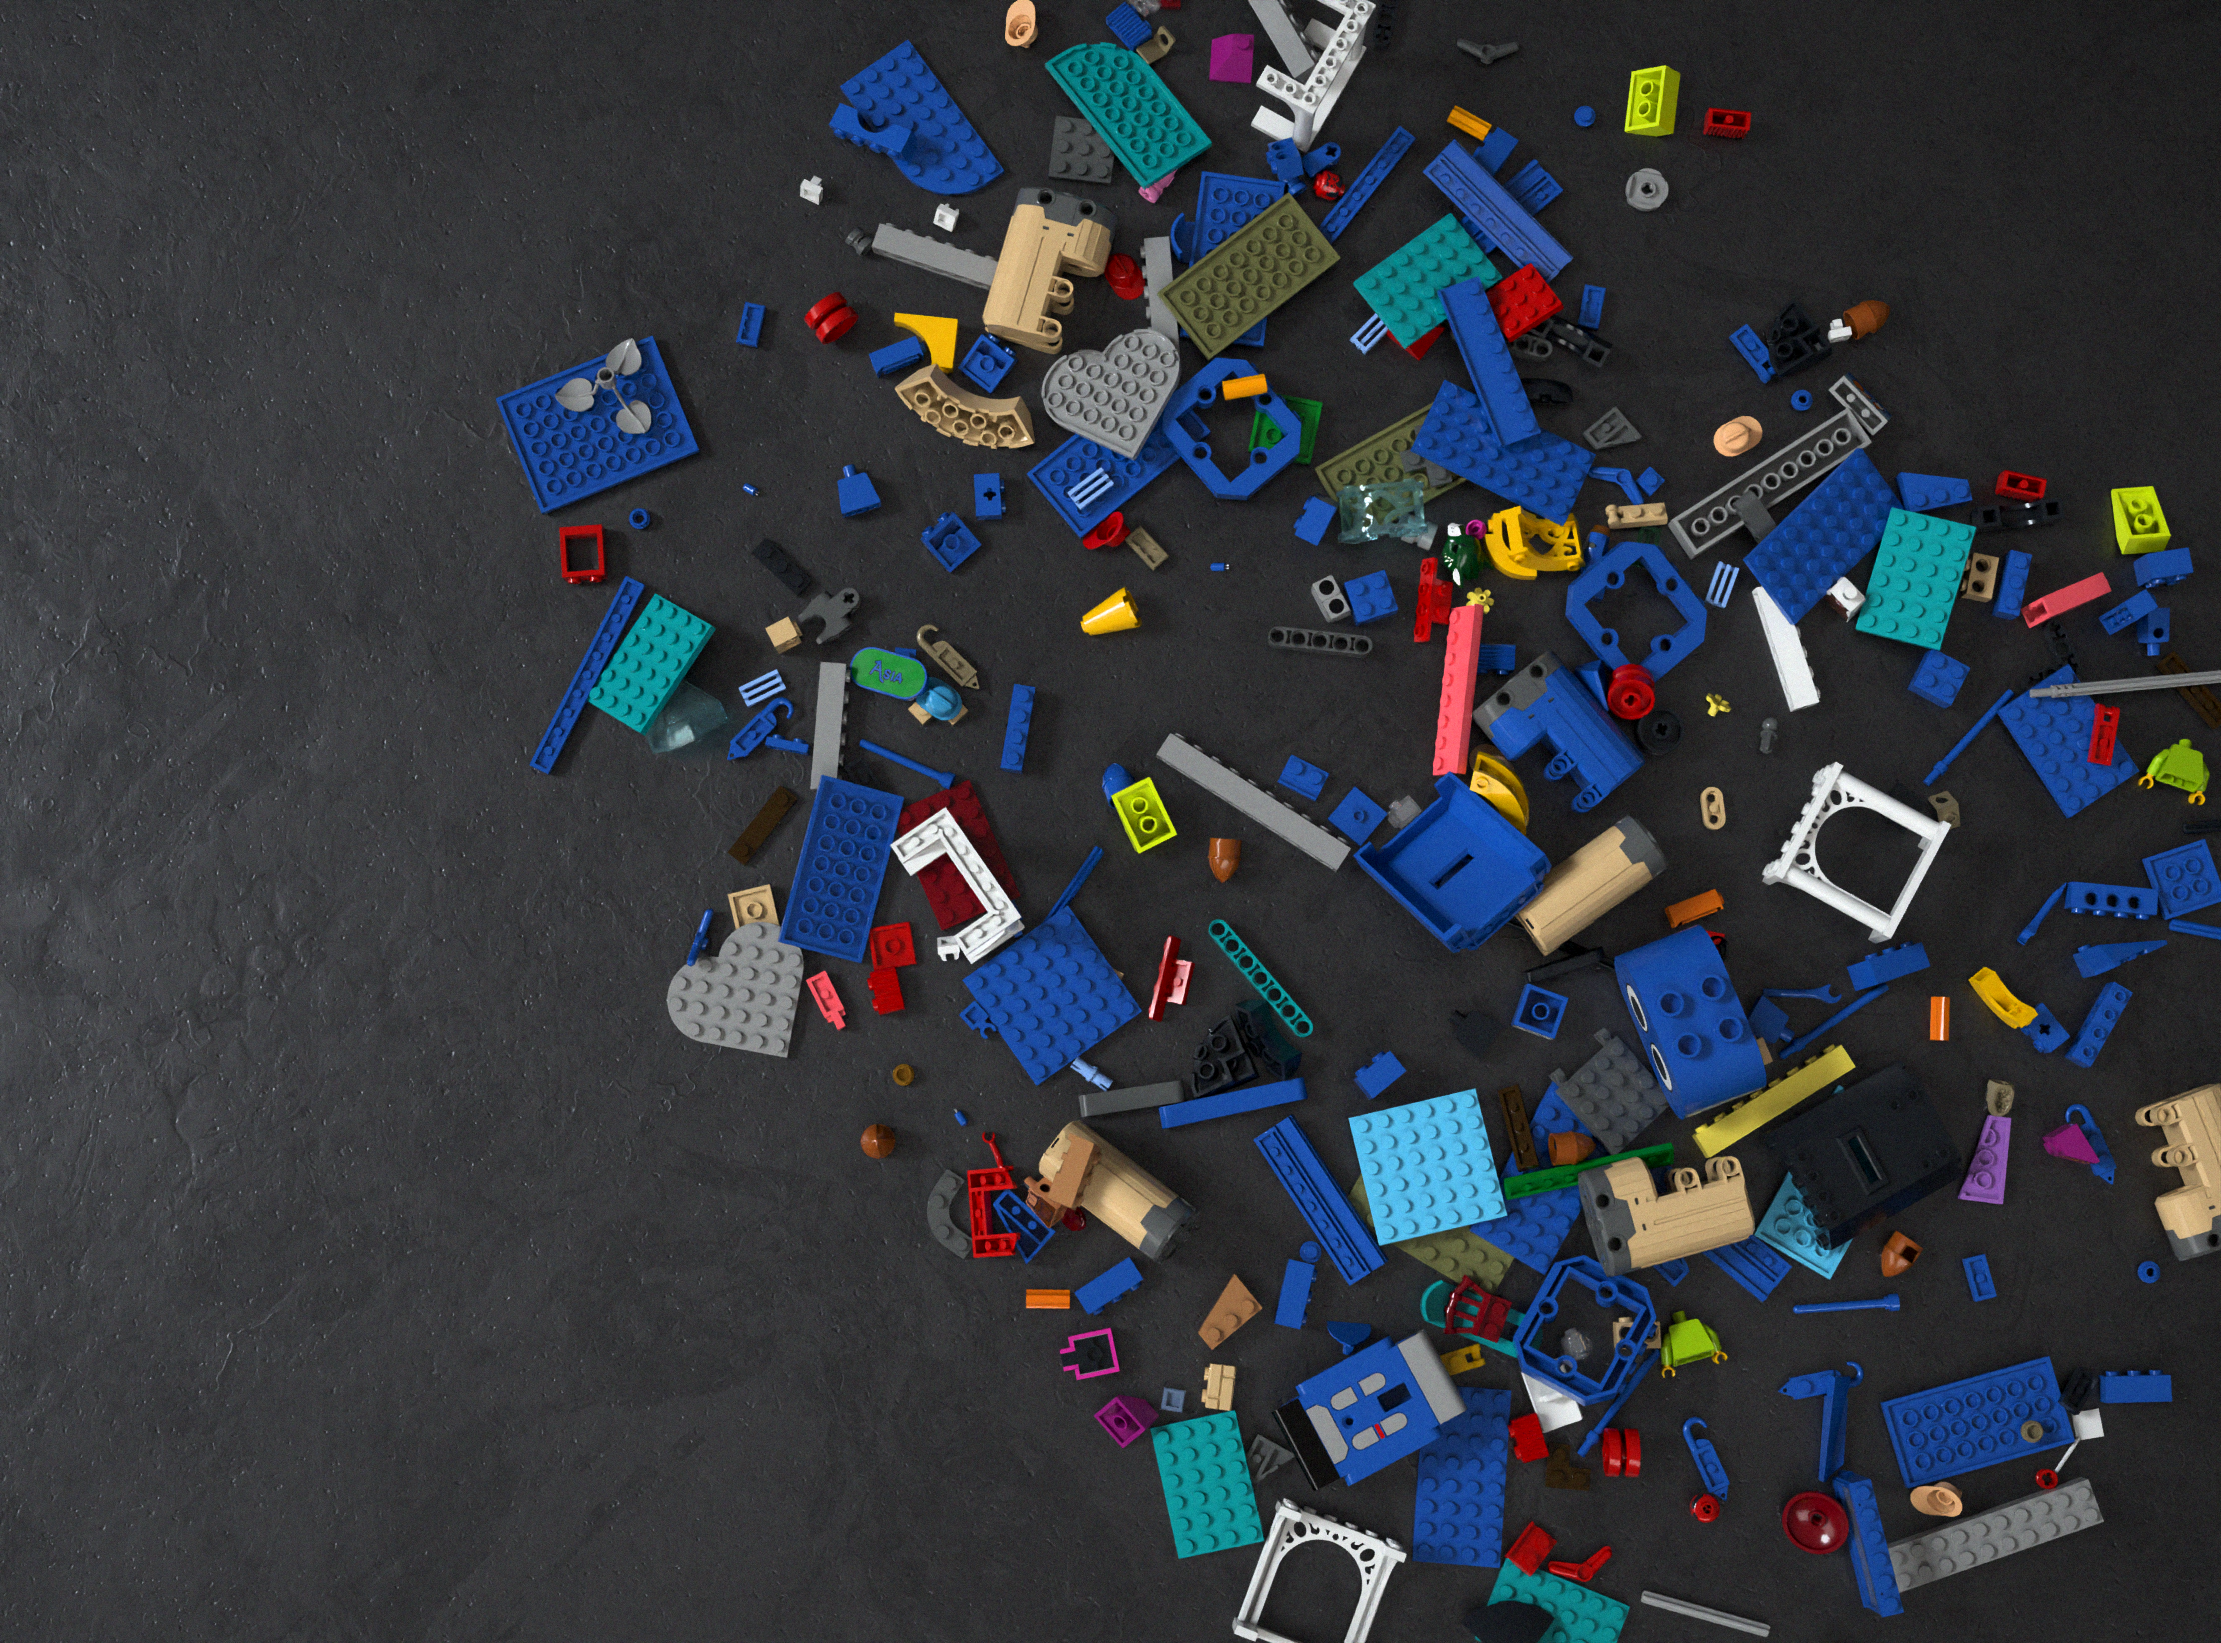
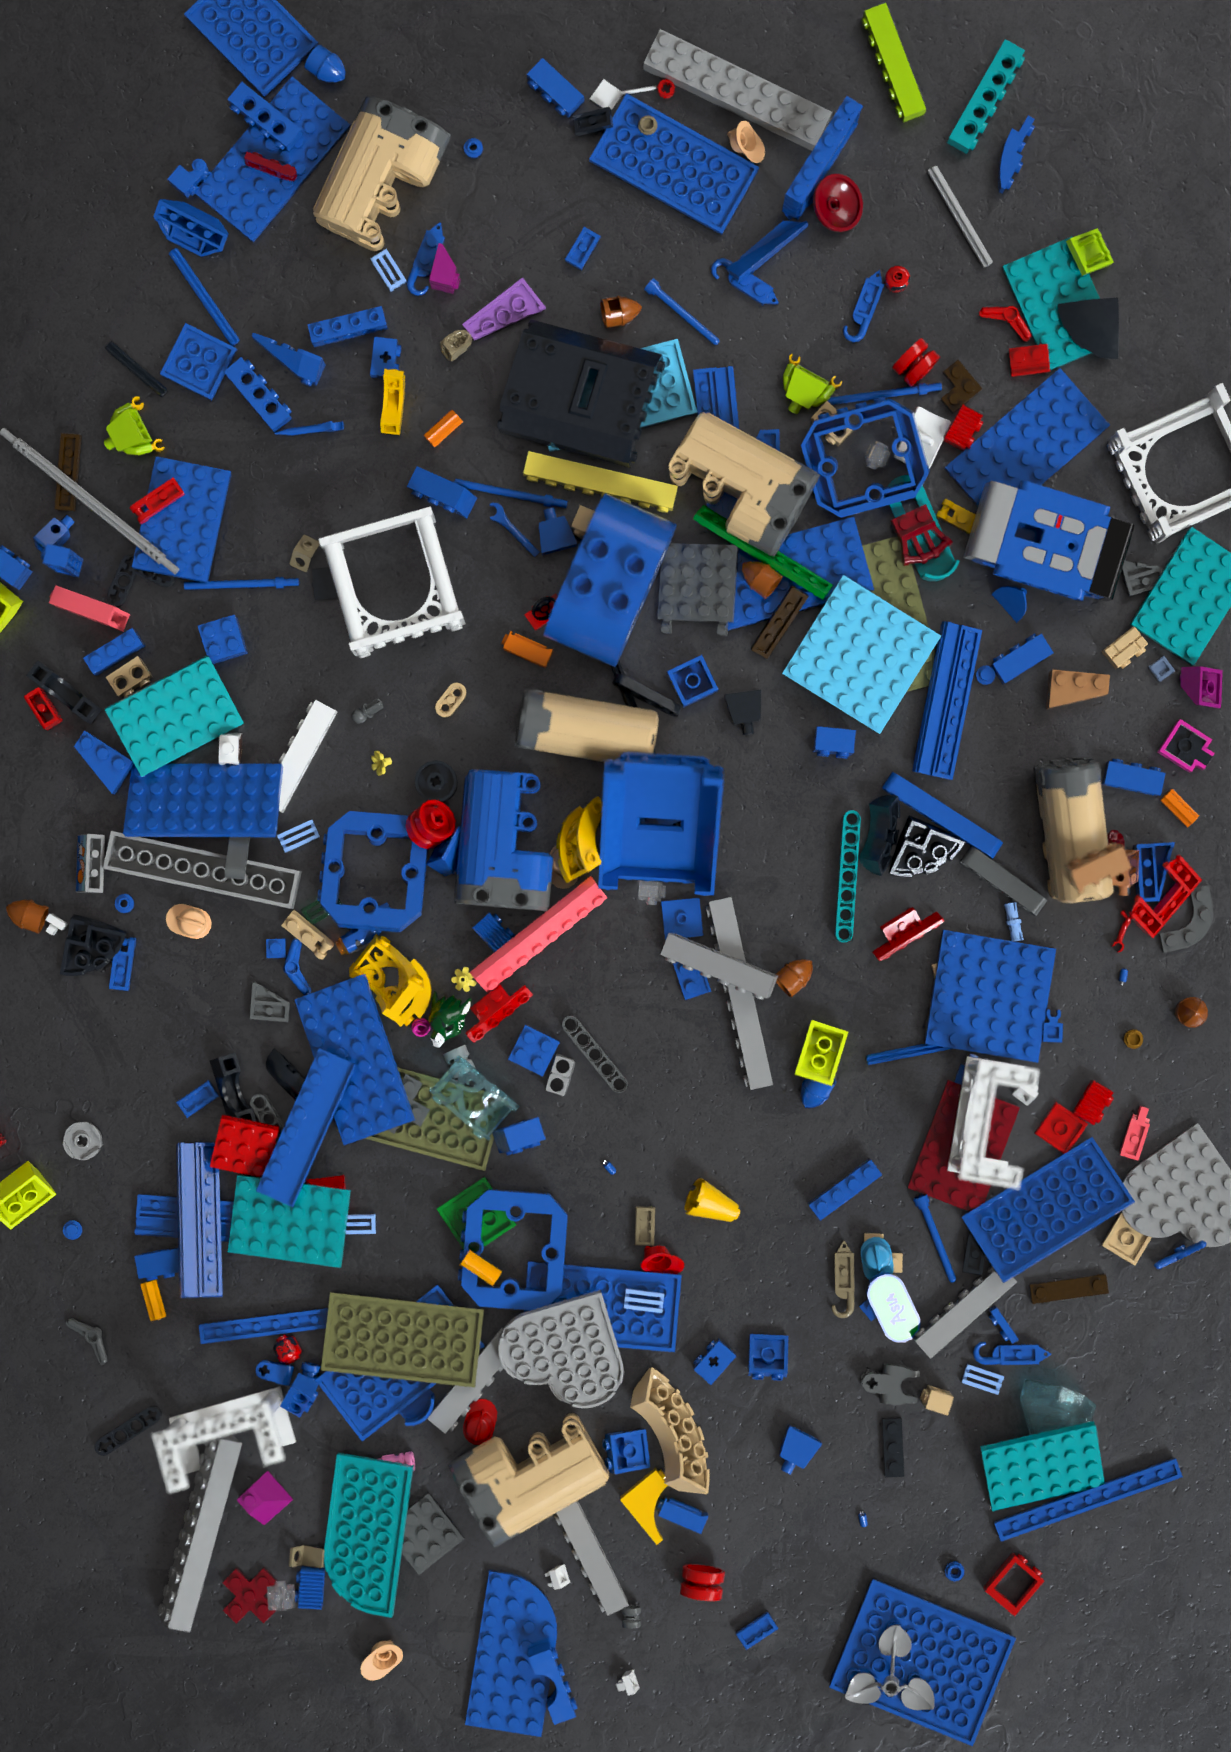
camera: 135 degrees left, 5 degrees up
(1293, 804) = (719, 965): none -> light grey brick
(2094, 1100) = (396, 283): none -> light blue tile

